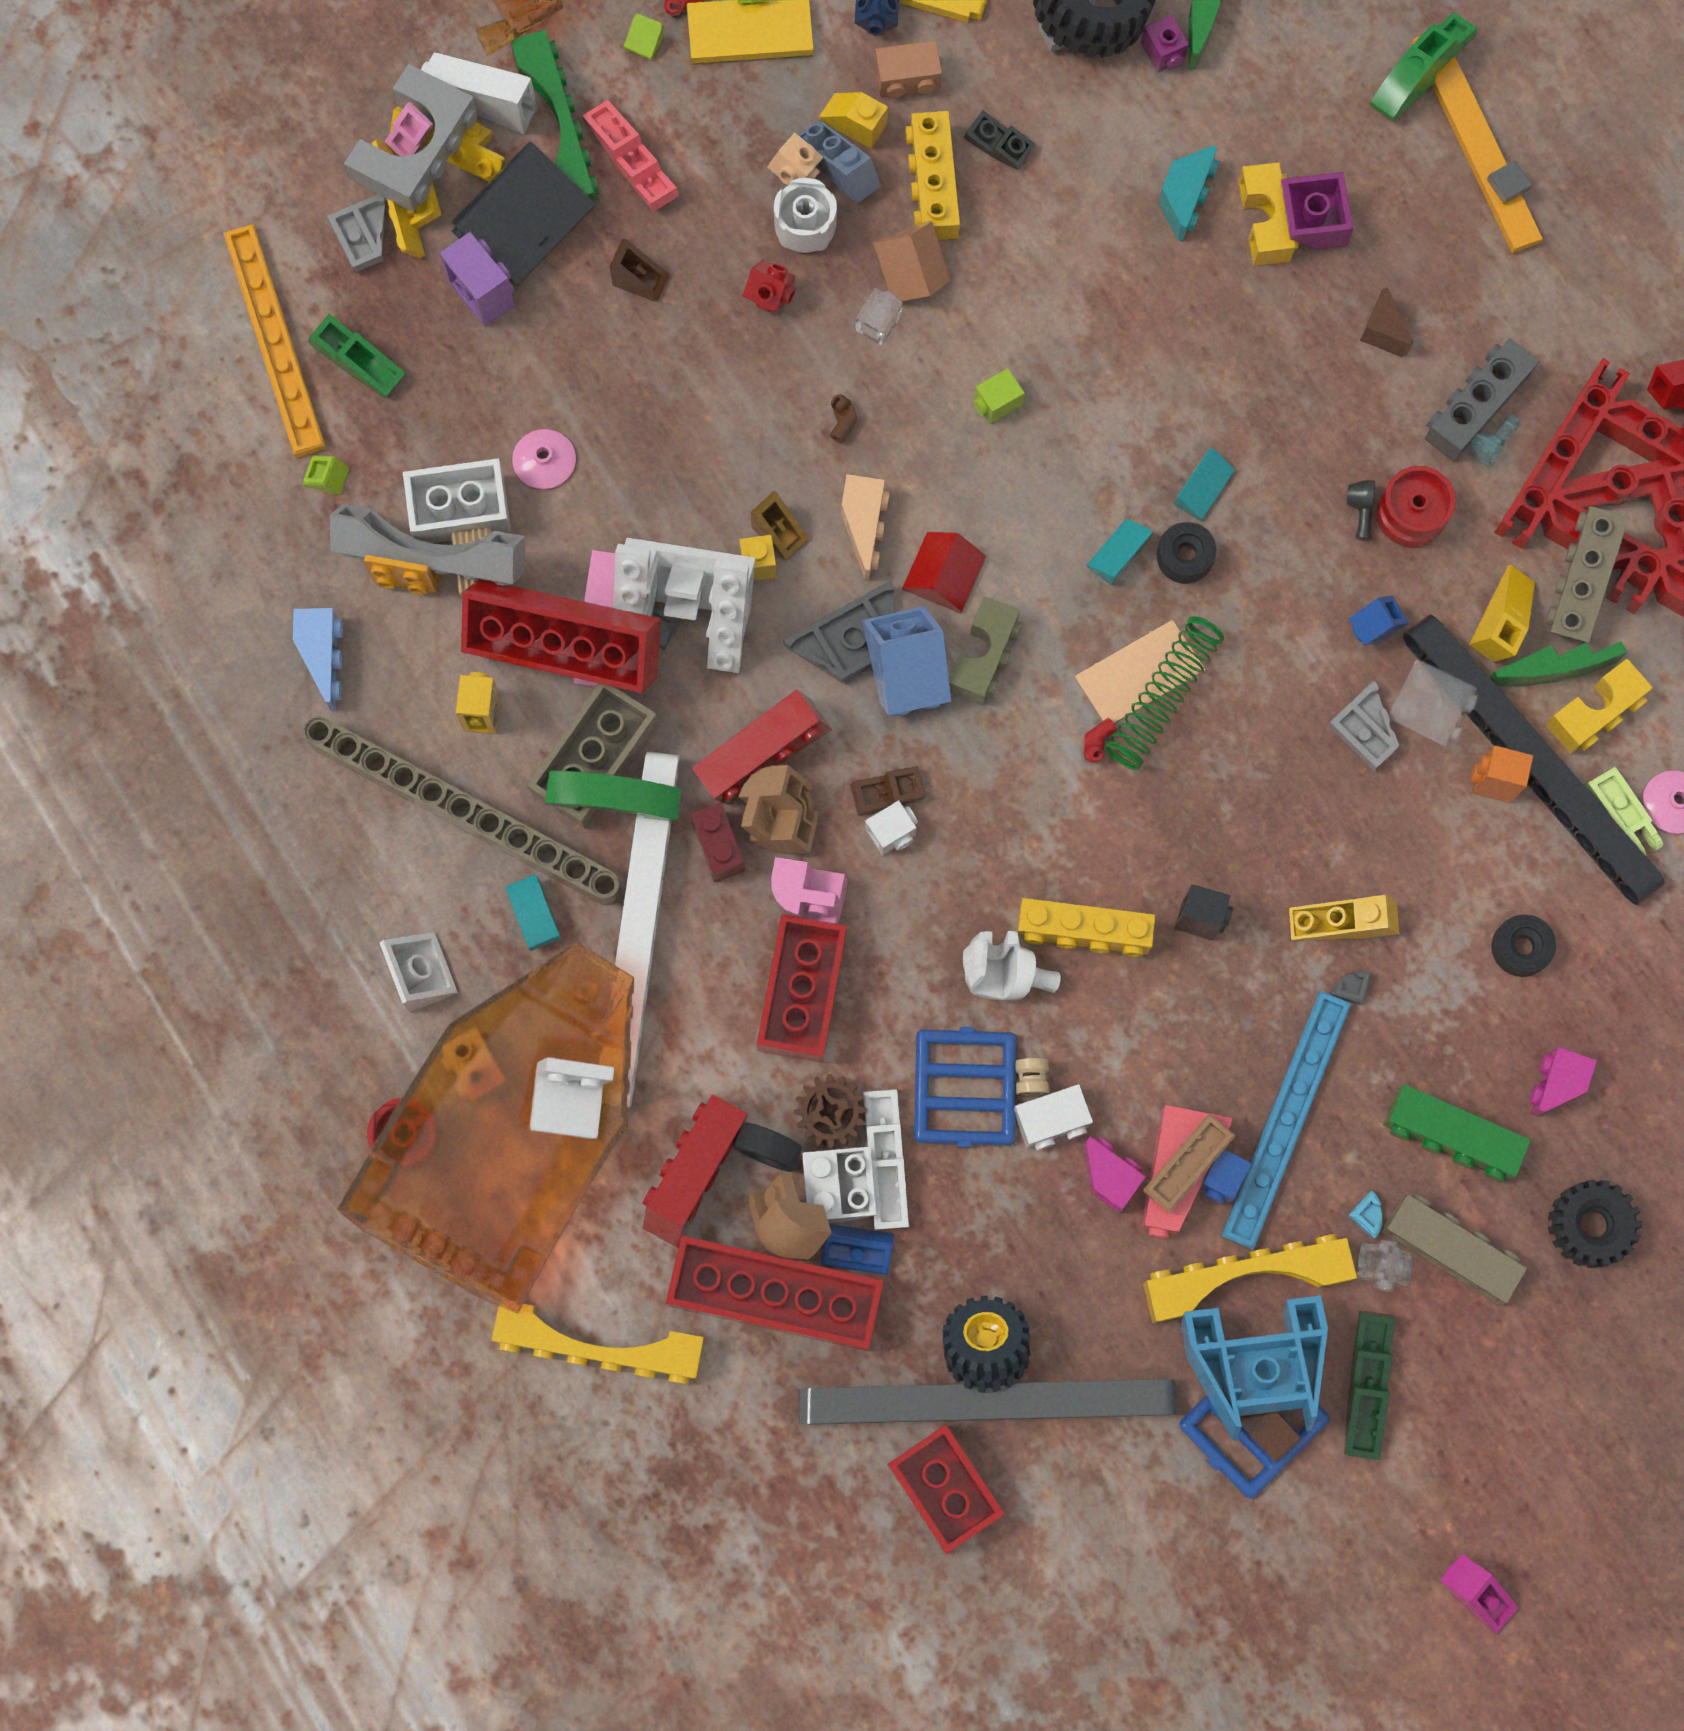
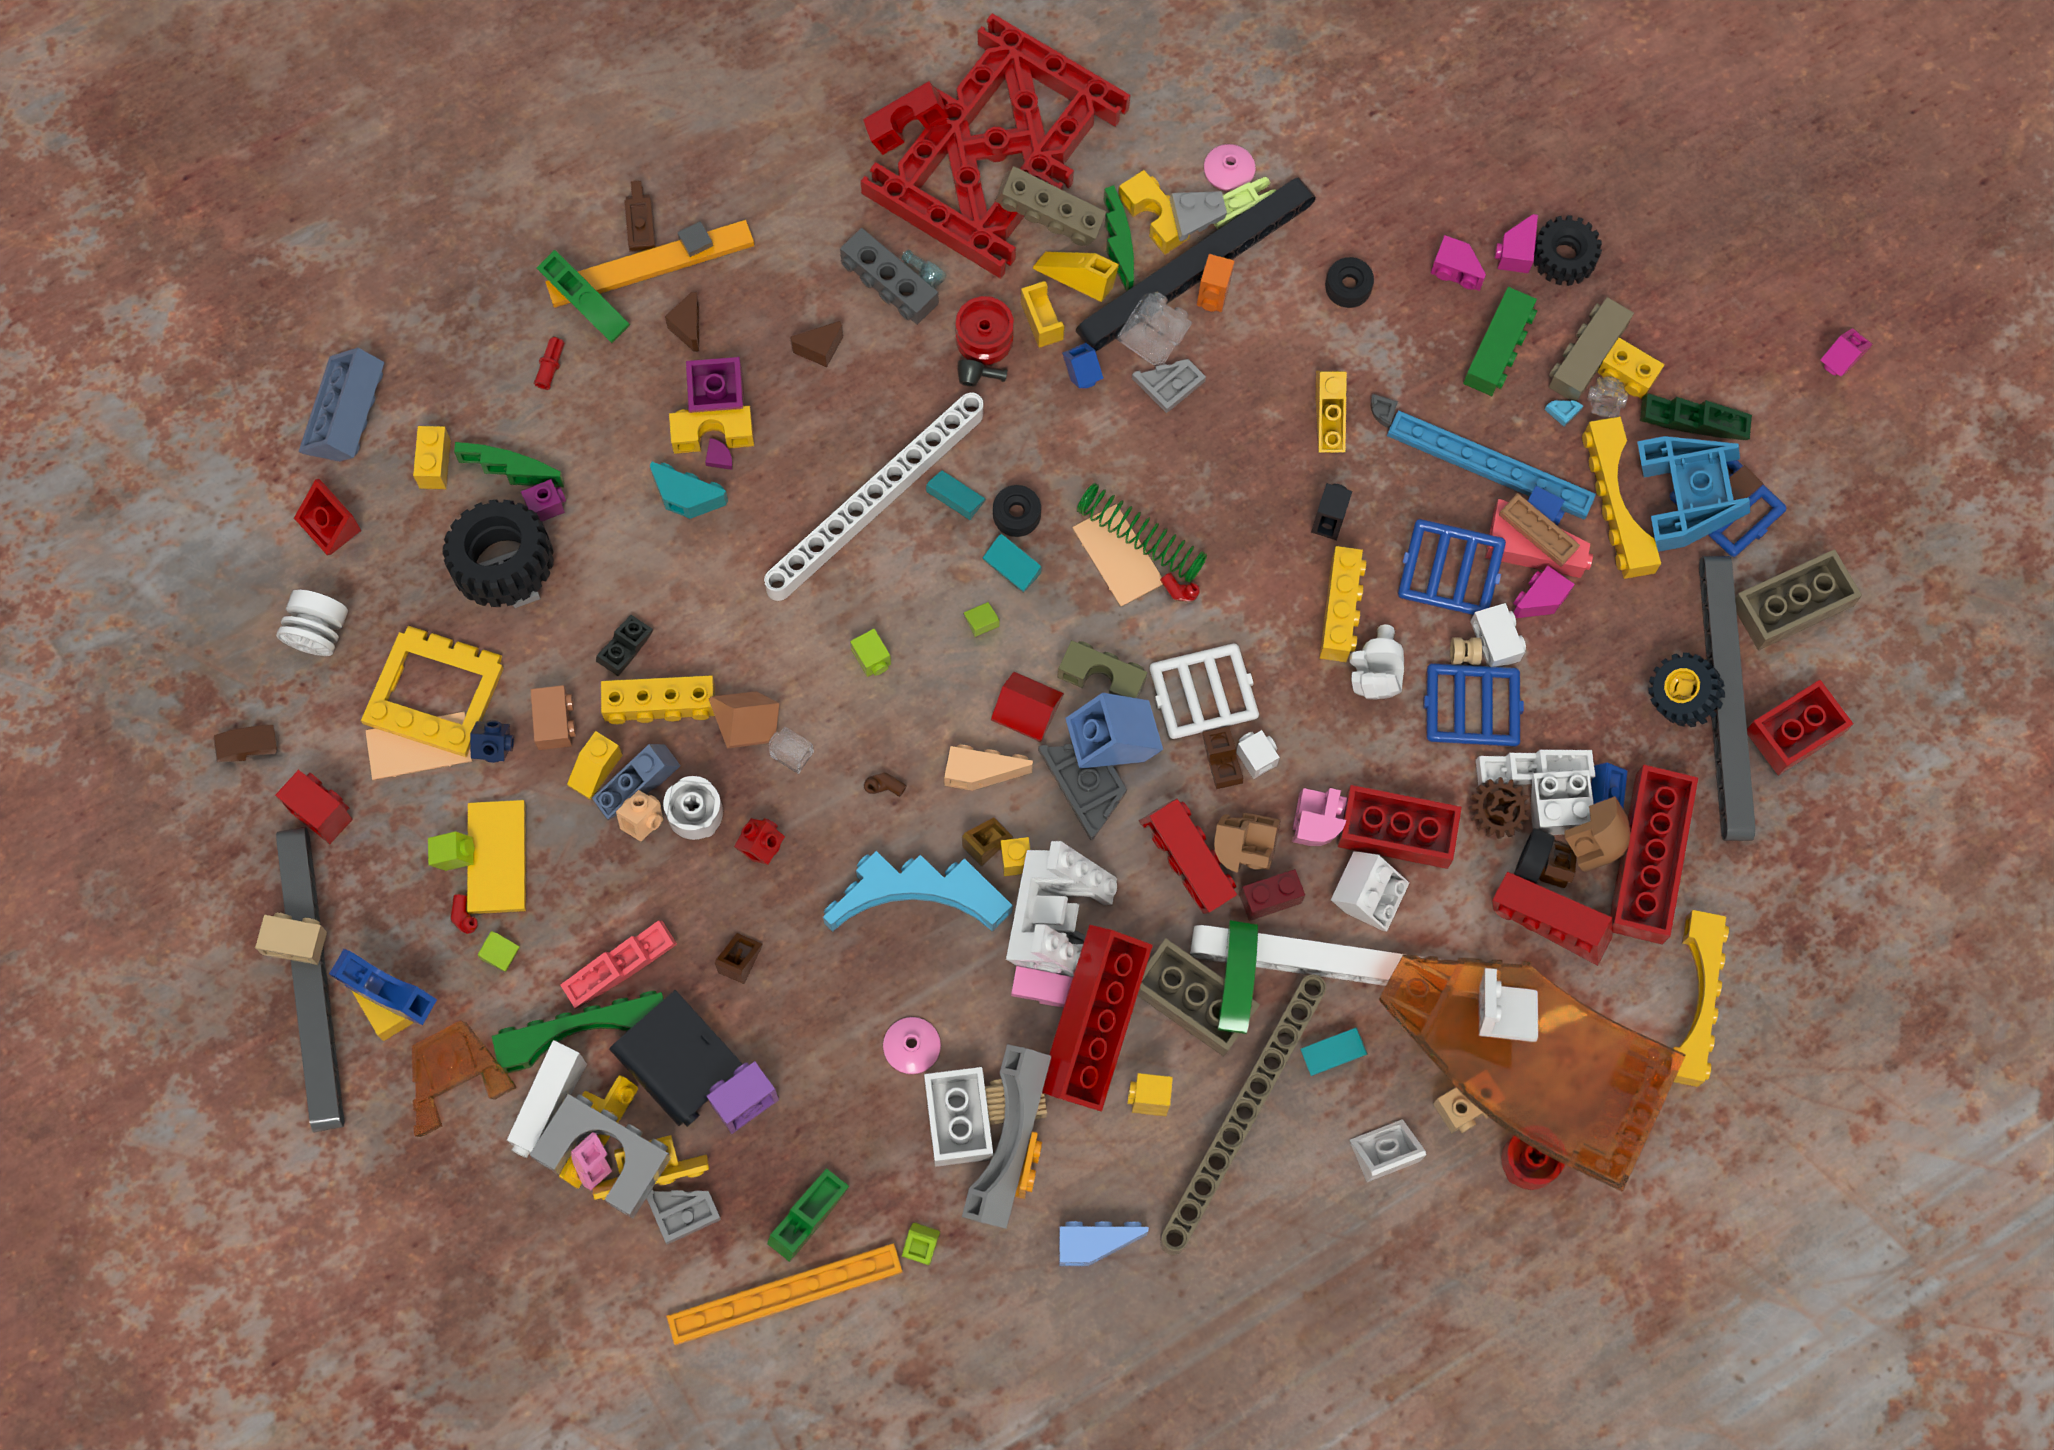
camera: 90 degrees left, 5 degrees down
(725, 956) = (1370, 890): none -> white slope
(727, 416) = (919, 880): none -> medium azure arch
(755, 1175) = (1559, 866): none -> reddish brown slope
(1002, 744) = (1199, 724): none -> white bar
(1048, 518) = (982, 619): none -> lime slope
(1119, 1498) = (1796, 599): none -> dark tan brick
(1172, 1081) = (1446, 532): none -> blue bar
(1198, 408) = (871, 507): none -> white beam
(1236, 225) = (718, 455): none -> magenta tile
(1338, 40) = (549, 363): none -> red axle
(1403, 180) = (684, 321): none -> reddish brown slope
(1430, 1299) = (1631, 367): none -> yellow brick
(1445, 574) = (1041, 315): none -> yellow panel
(1532, 123) = (639, 219): none -> reddish brown hinge
(1595, 1158) = (1518, 247): none -> dark pink slope
(1599, 750) = (1196, 211): none -> light grey wing

